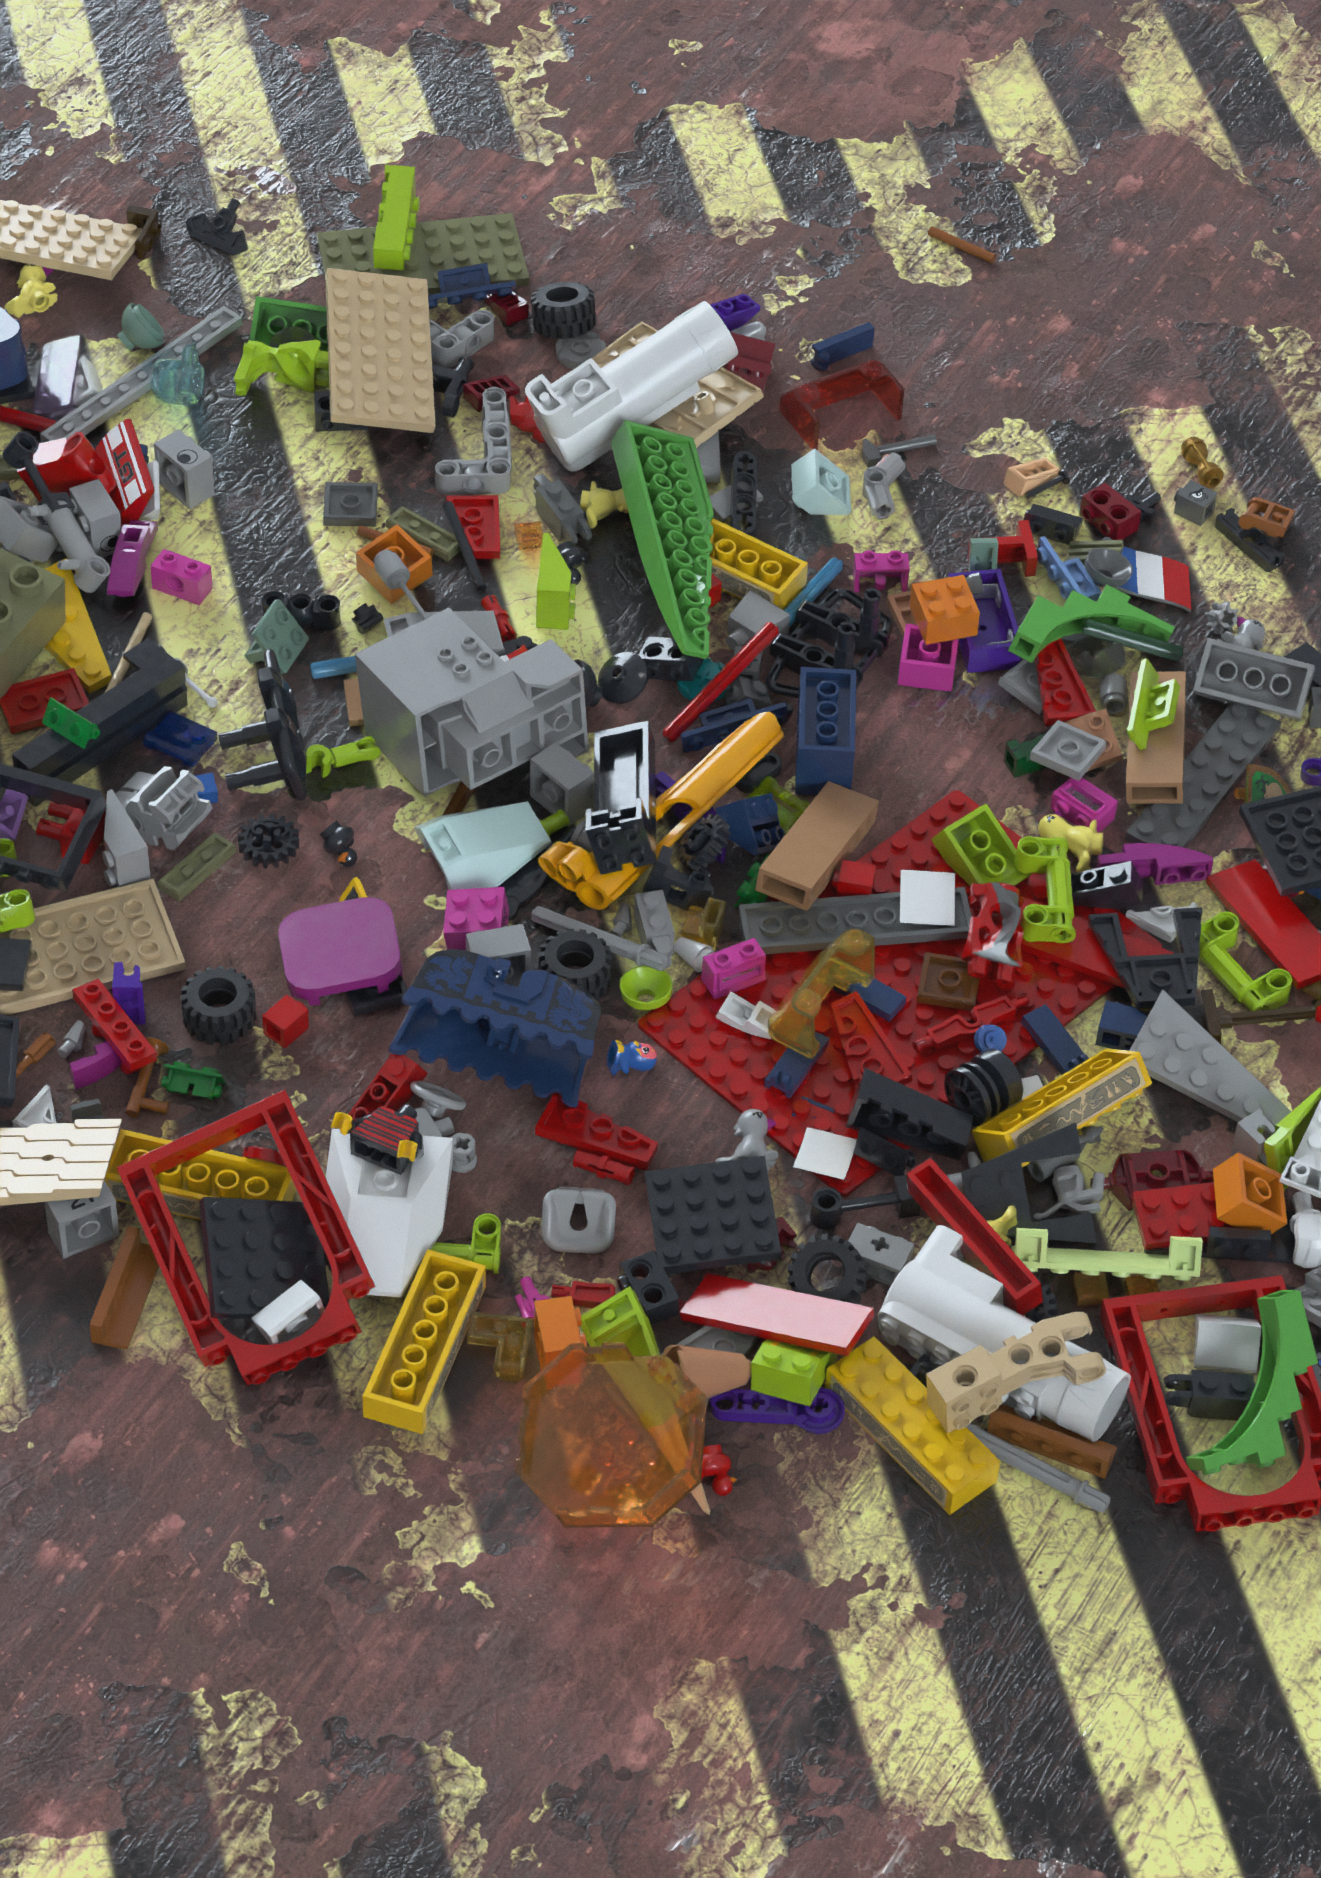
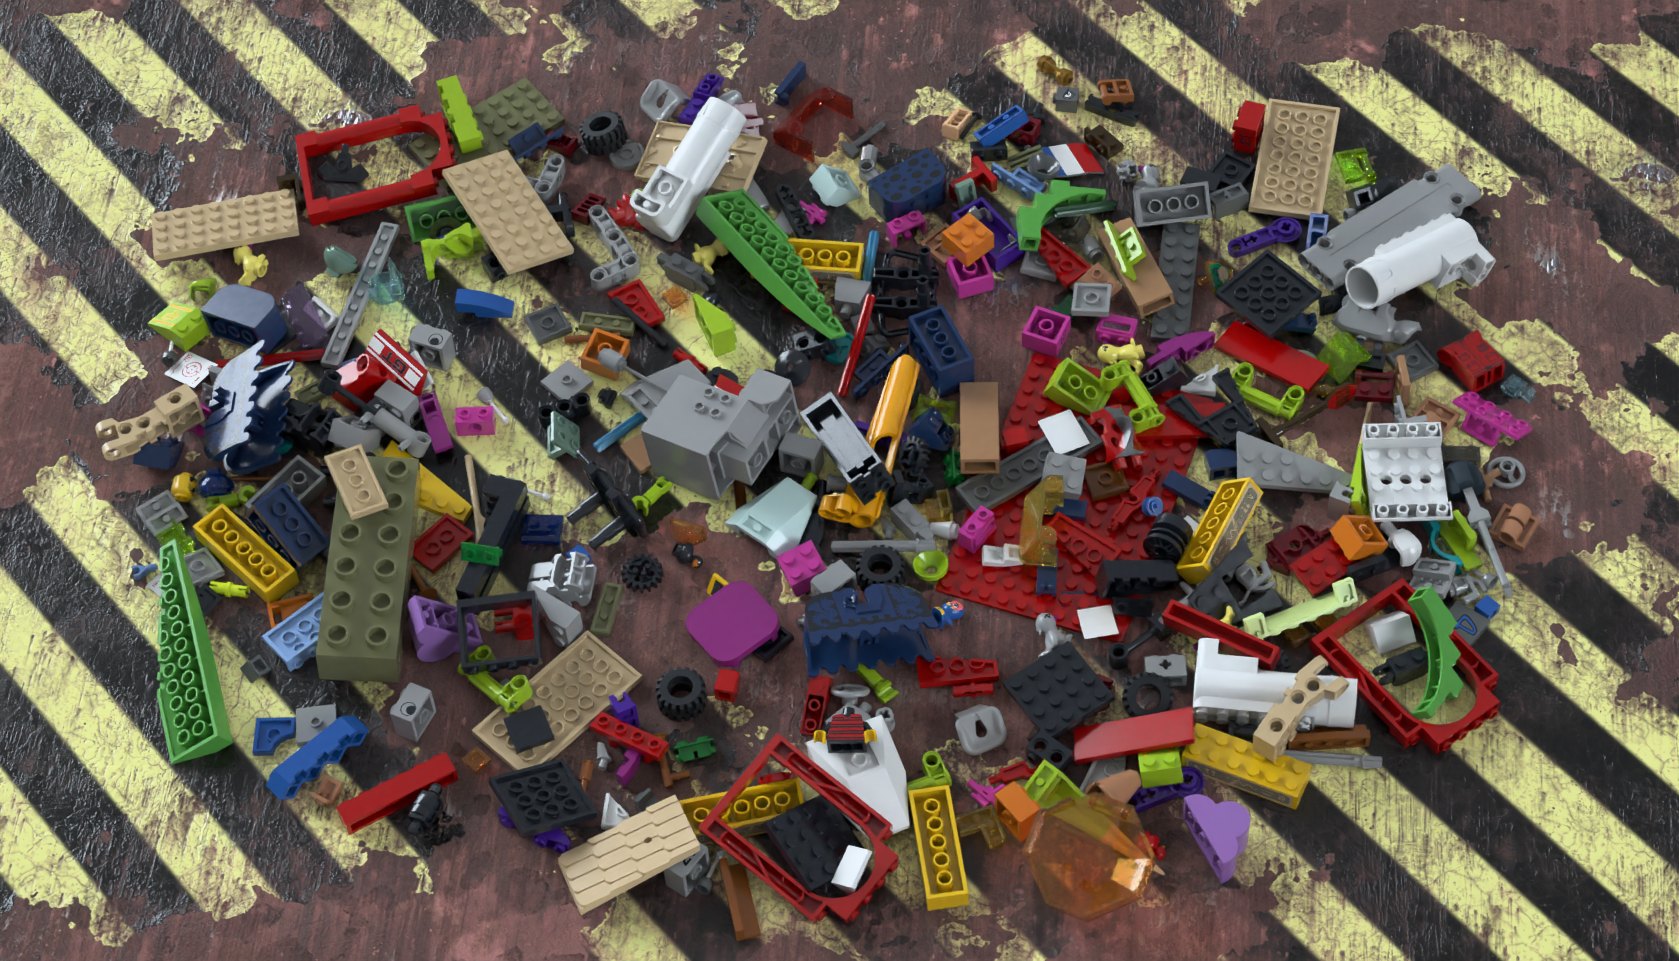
camera: 20 degrees left, 5 degrees up
(95, 1251) = (704, 884): none -> dark grey hinge
(215, 554) = (485, 396): none -> hinge
(284, 447) = (483, 304): none -> blue slope
(296, 281) = (419, 186): none -> red door
(329, 576) = (566, 381): none -> light grey plate
(360, 816) = (687, 531): none -> clear orange slope
(485, 1111) = (882, 688): none -> lime piece
(663, 284) = (654, 91): none -> light grey piece
(772, 509) = (814, 213): none -> dark pink piece
(820, 1492) = (1218, 830): none -> medium lavender brick
(897, 947) = (1072, 470): none -> light grey brick
(916, 520) = (908, 187): none -> dark blue brick
(985, 767) = (1046, 331): none -> dark pink brick
(1083, 498) = (1001, 126): none -> blue slope
(1212, 572) = (1102, 141): none -> dark brown bracket

